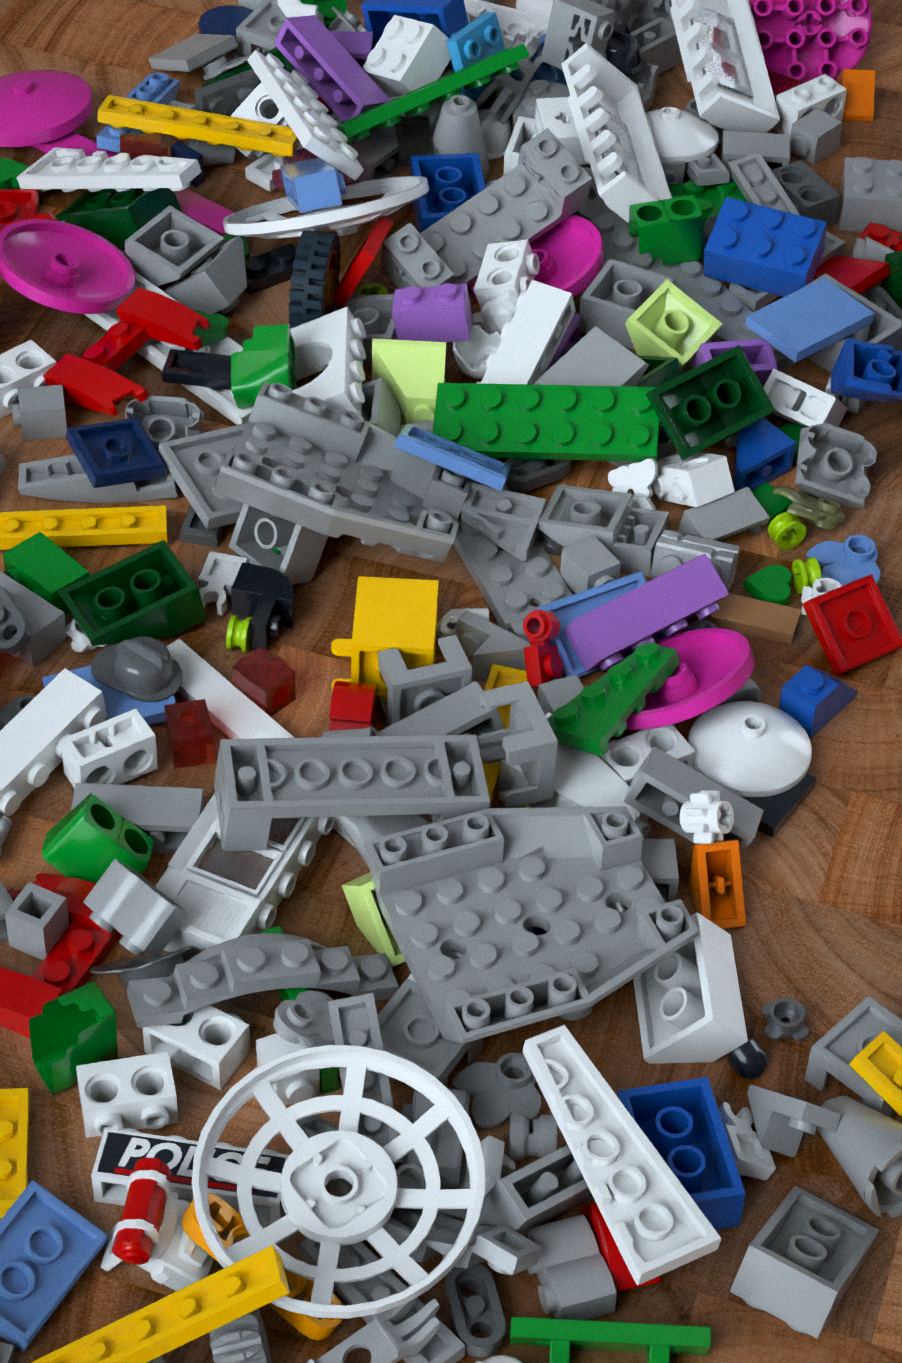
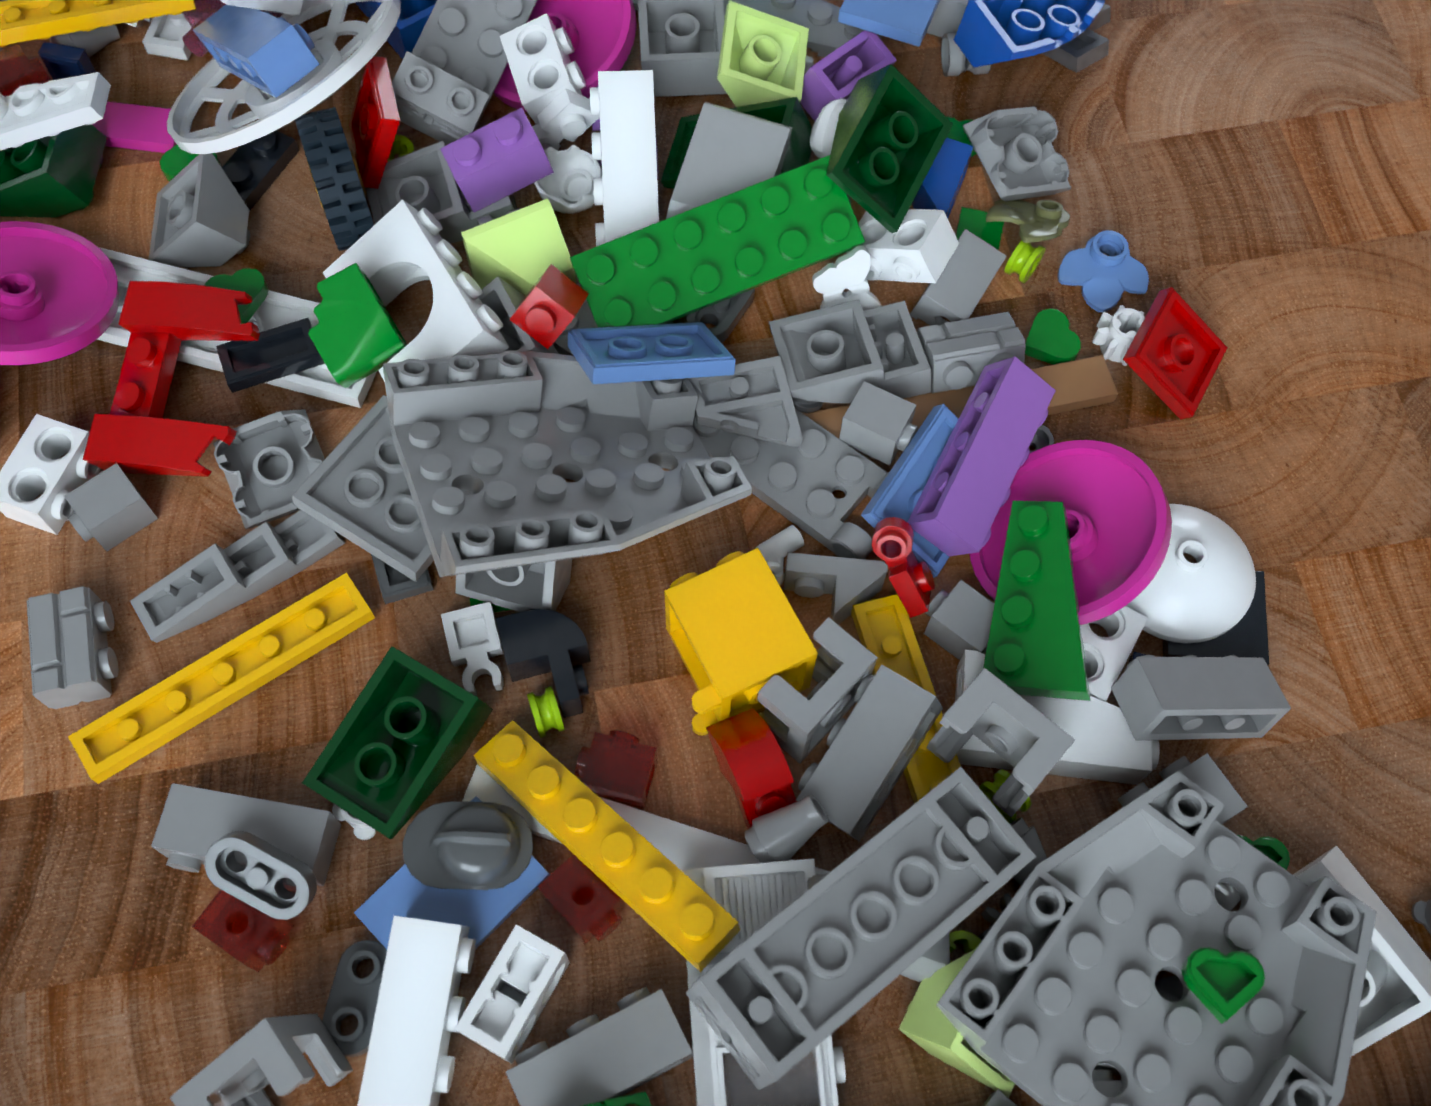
camera: 30 degrees left, 20 degrees up
(43, 568) = (262, 754): green brick -> none
(115, 452) = (244, 533): dark blue tile -> none
(170, 246) = (127, 198): light grey slope -> none
(217, 682) = (608, 846): none -> yellow plate
(402, 404) = (549, 306): none -> red brick
(568, 927) = (1223, 980): none -> green tile
(706, 817) = (1255, 727): white gear -> none
(718, 883) = (1276, 784): orange slope -> none
(802, 402) = (951, 91): white brick -> none
(805, 573) = (1082, 308): lime bush -> none
(814, 698) = (1198, 467): blue slope -> none

